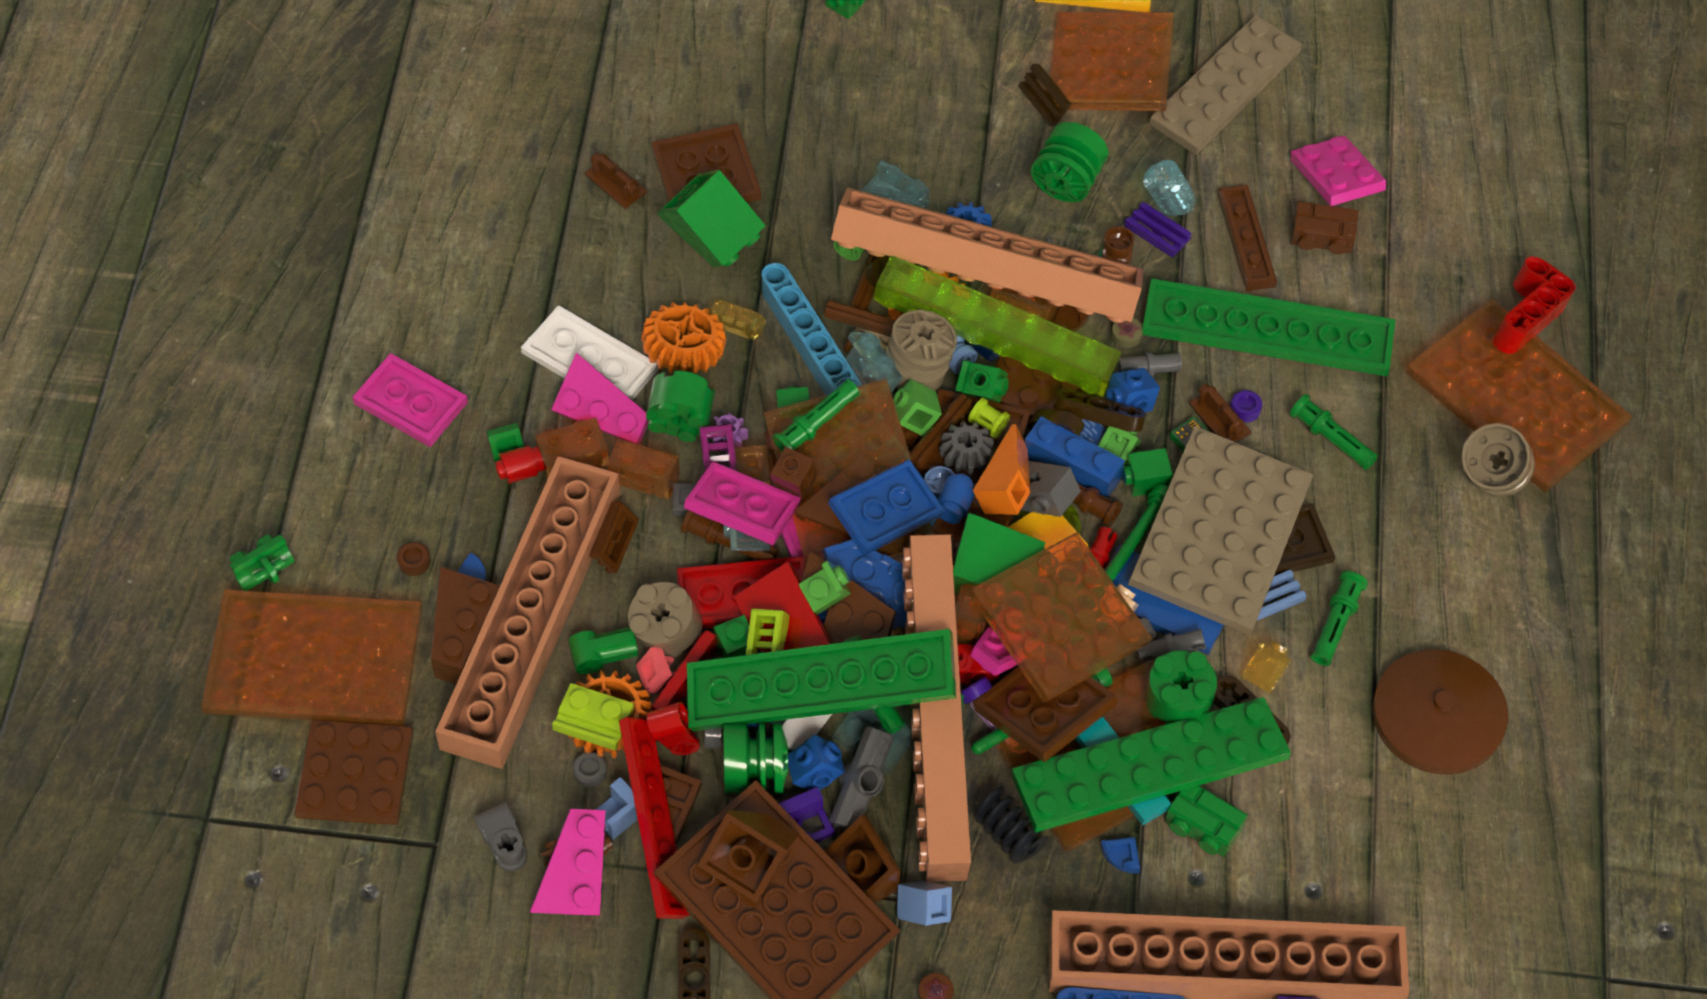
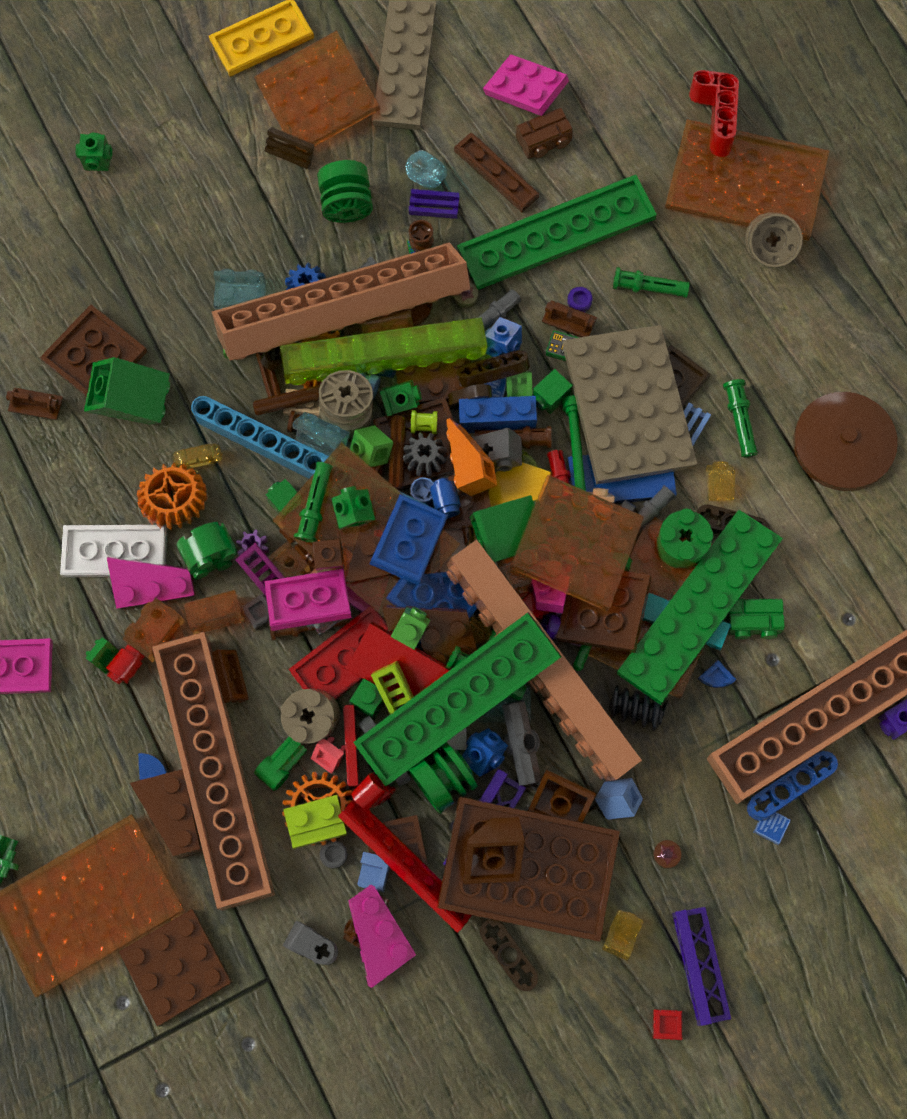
camera: 30 degrees left, 15 degrees up
(413, 559) = (100, 783): reddish brown tile -> none
(850, 442) = (353, 508): none -> green brick

